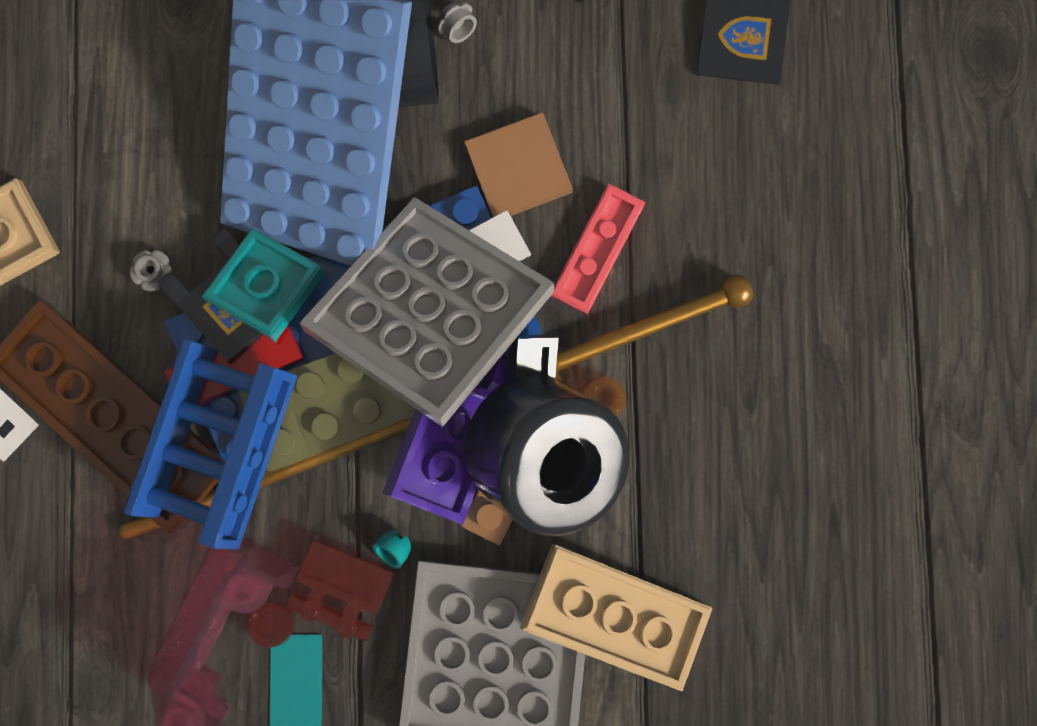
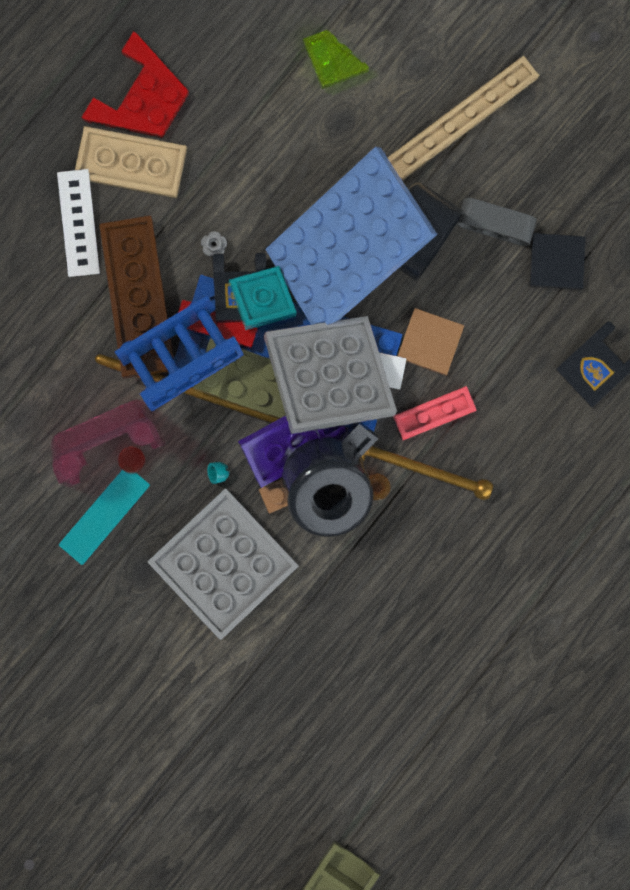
camera: 30 degrees right, 0 degrees up
(345, 578) = (184, 466): clear red plate -> none
(456, 22) = (460, 246): light grey plate -> none
(616, 617) = (295, 592): tan tile -> none

